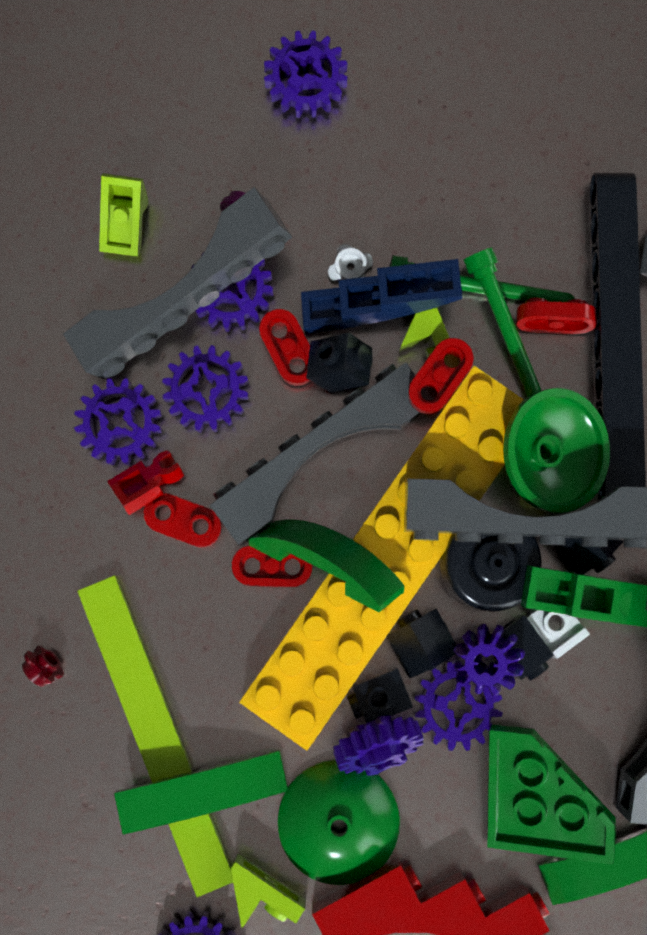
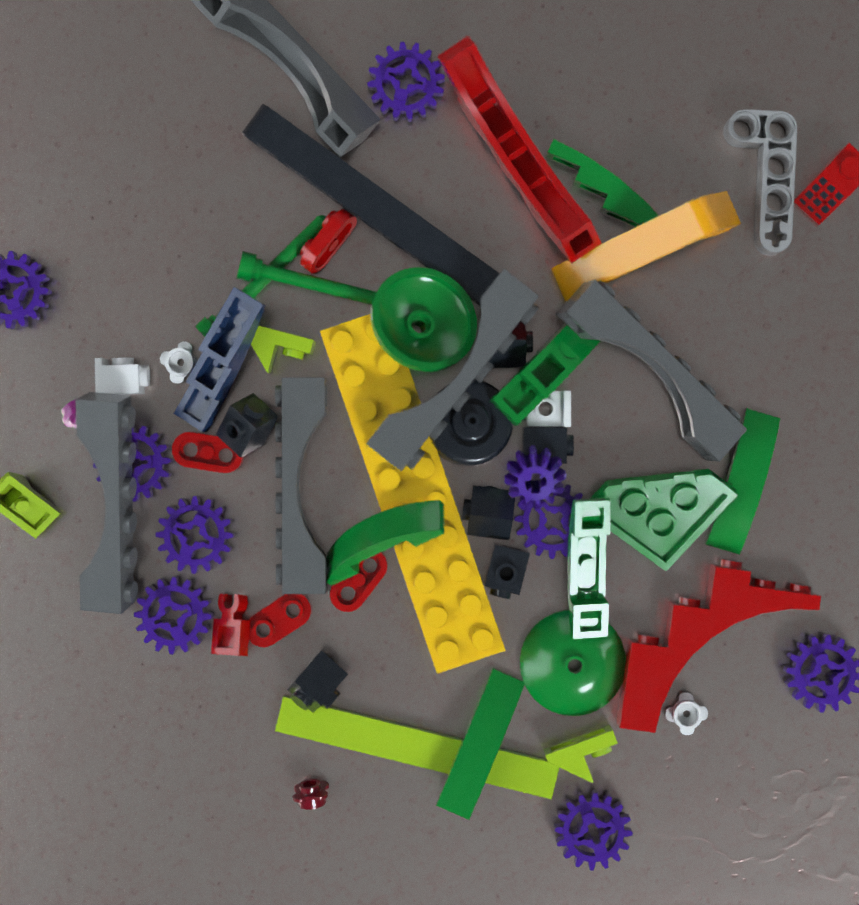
camera: 55 degrees left, 5 degrees up
(149, 598) = (317, 683): none -> black brick
(302, 222) = (121, 376): none -> white brick
(378, 745) = (538, 597): dark purple gear -> none
(439, 376) = (309, 362): red plate -> none
(439, 770) = (587, 567): none -> slope

